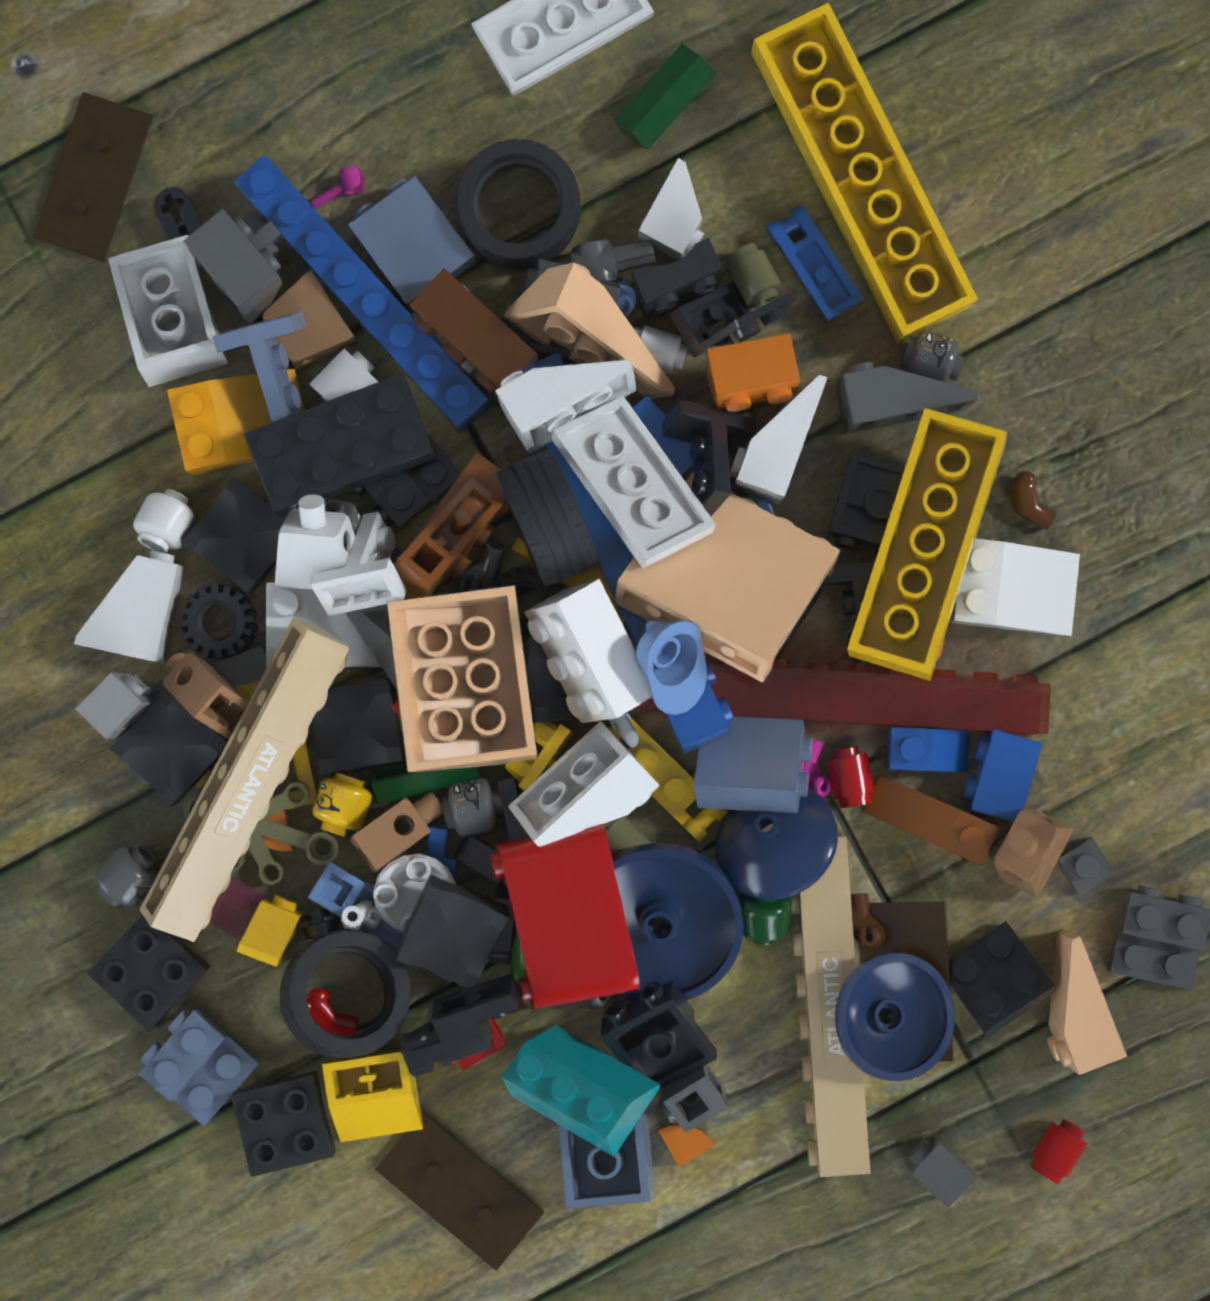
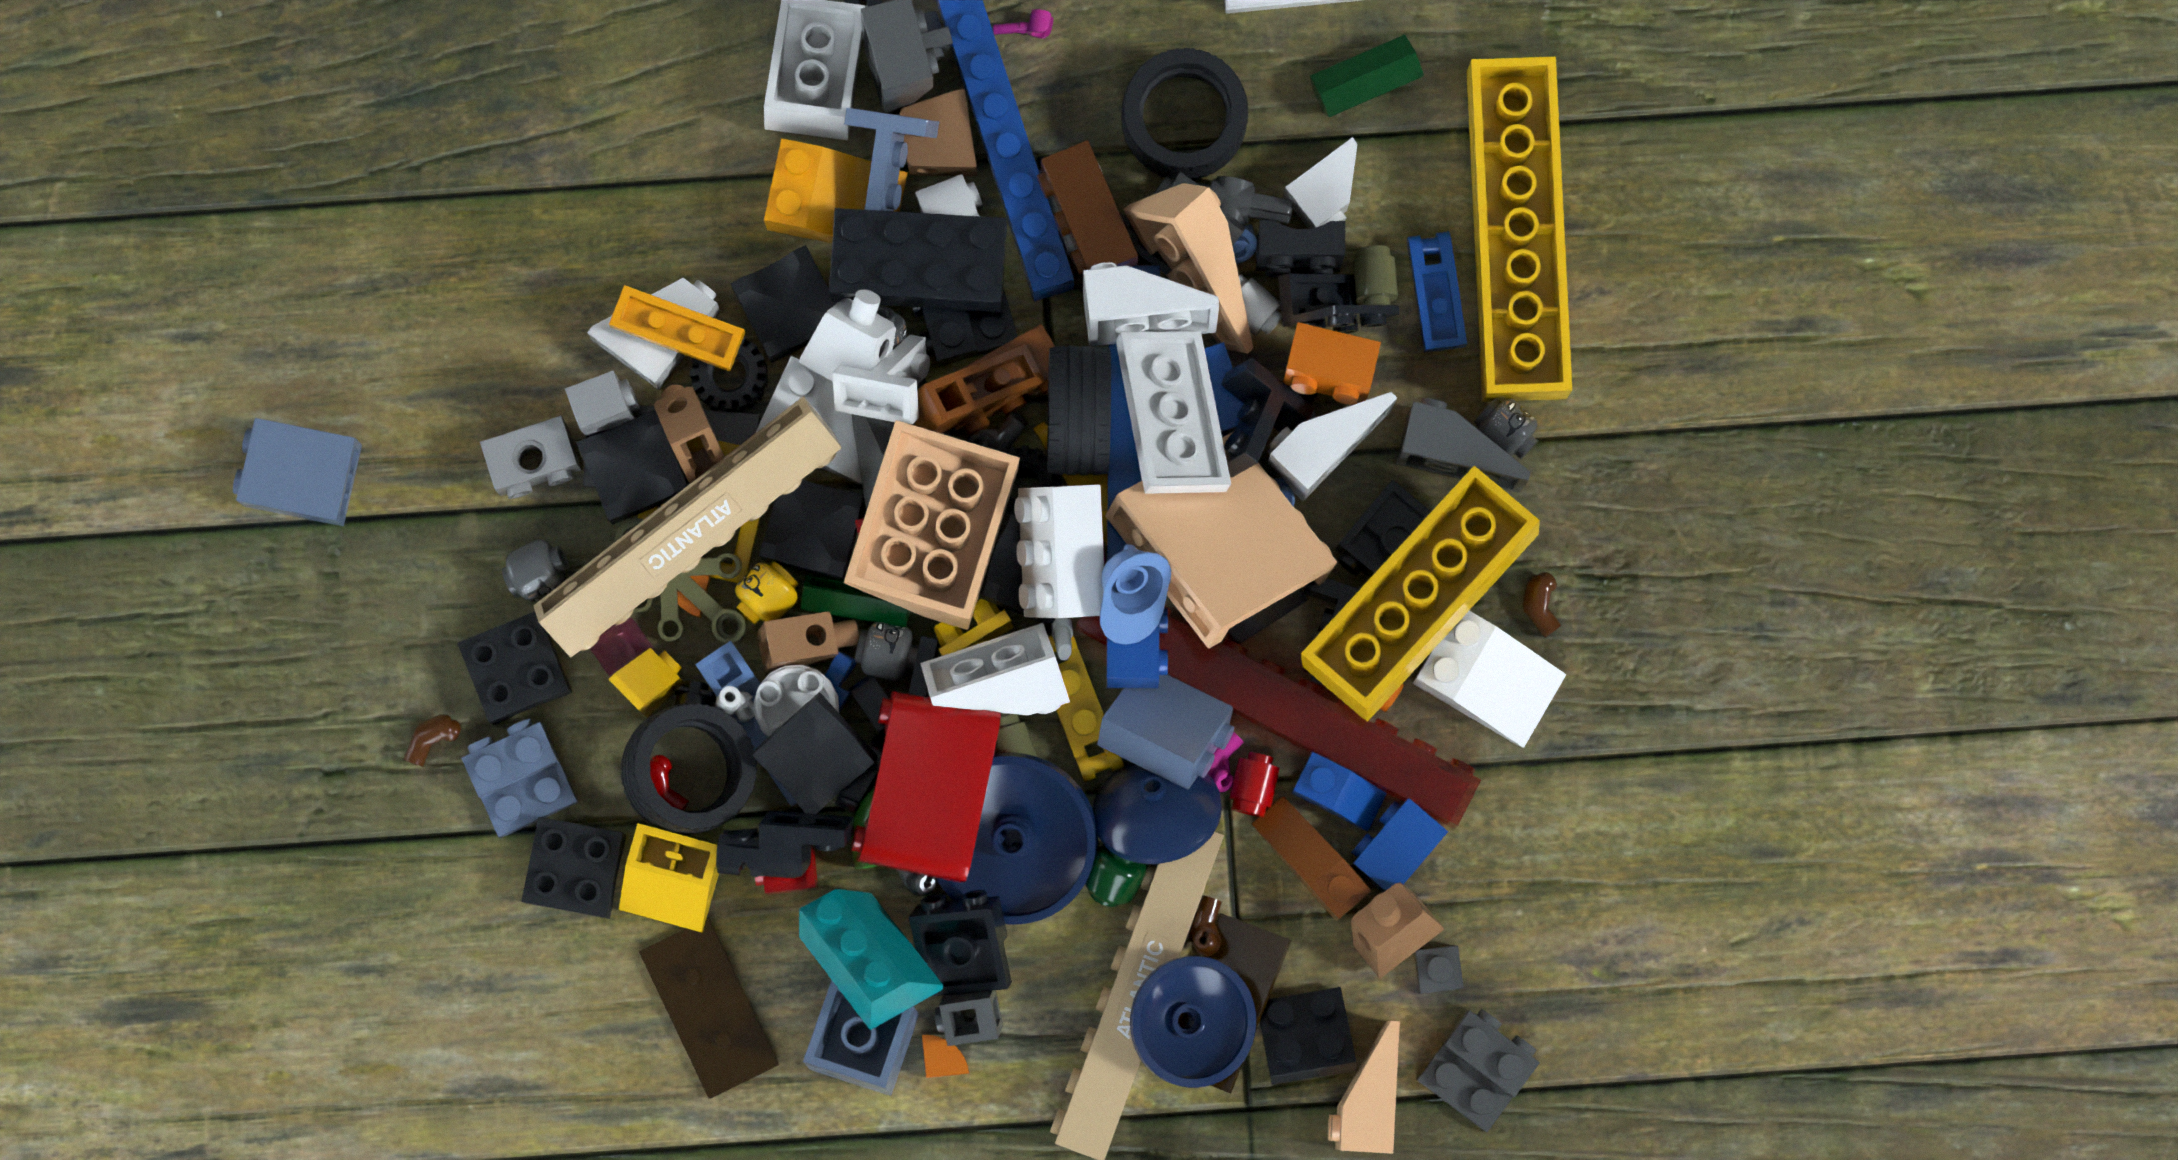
camera: 20 degrees right, 5 degrees down
(53, 786) = (506, 451): none -> light grey brick
(100, 1062) = (428, 733): none -> reddish brown arm
(152, 604) = (677, 328): none -> light orange plate
(164, 521) = (721, 258): white head -> none
(410, 239) = (1069, 101): sand blue brick -> none

